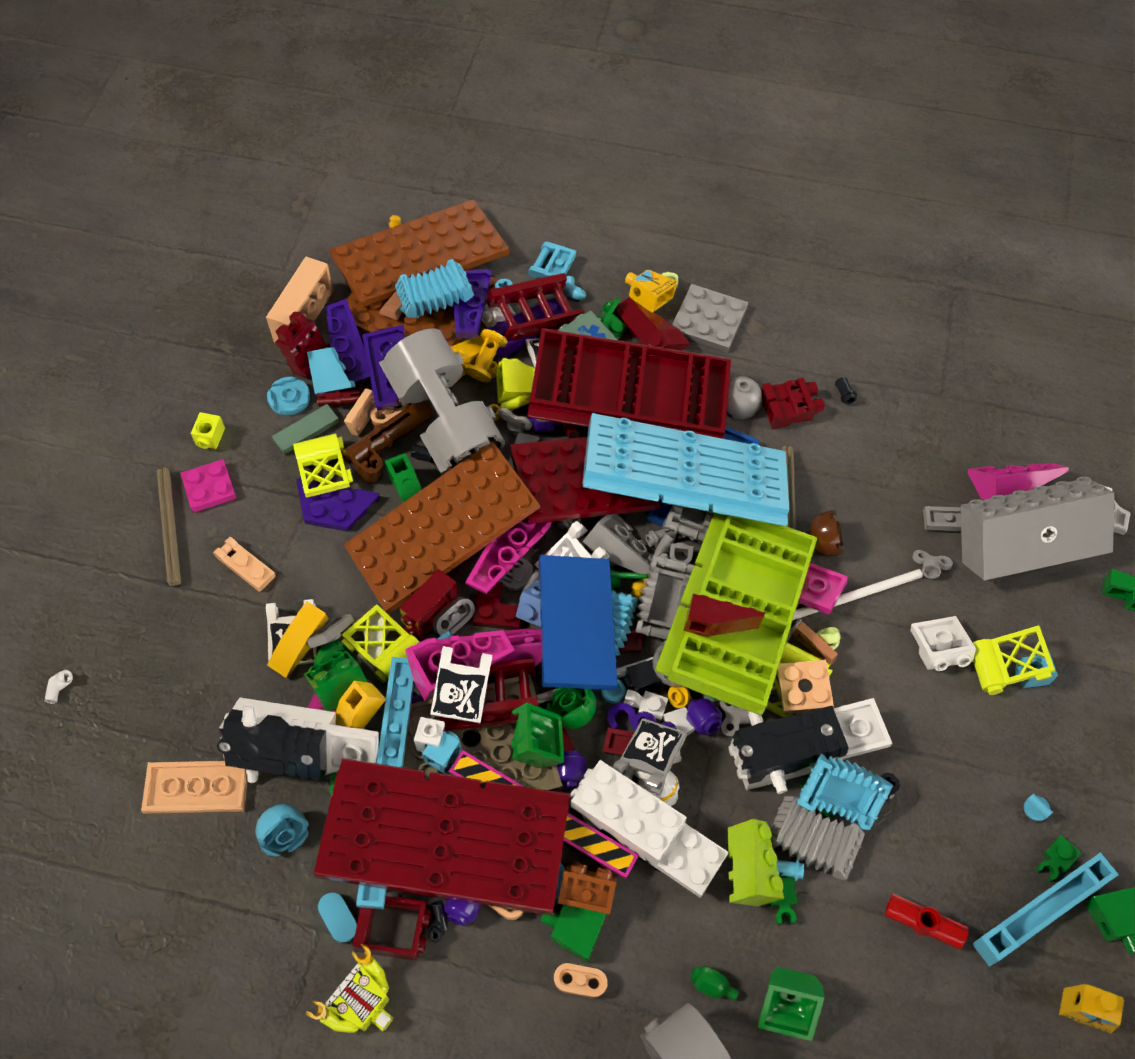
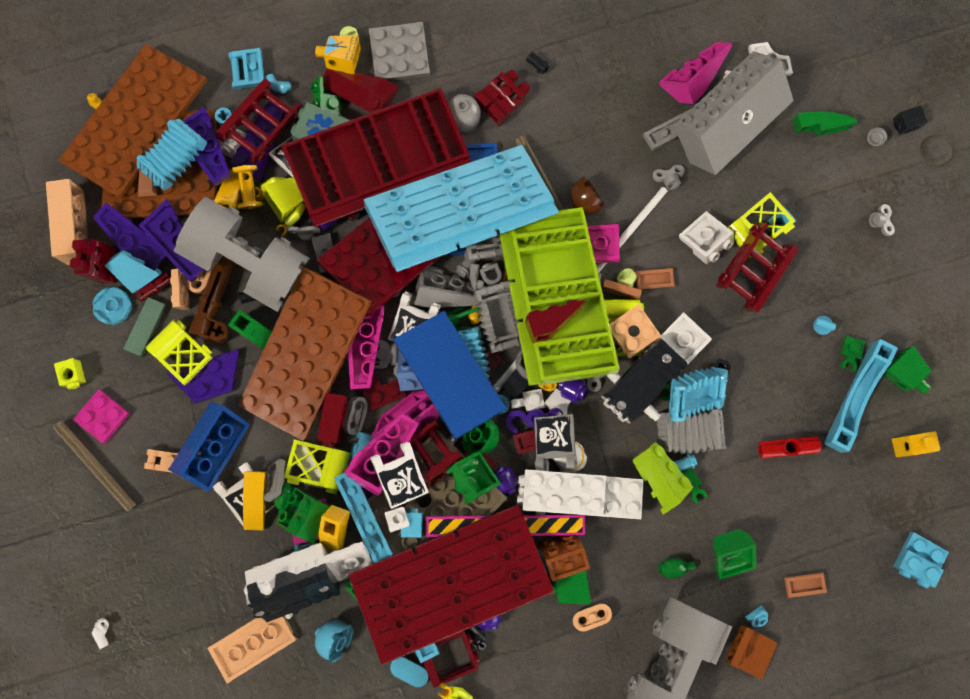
camera: 30 degrees left, 20 degrees up
(289, 564) = (209, 446): none -> blue slope
(860, 655) = (655, 279): none -> nougat tile
(1005, 712) = (774, 269): none -> dark red fence

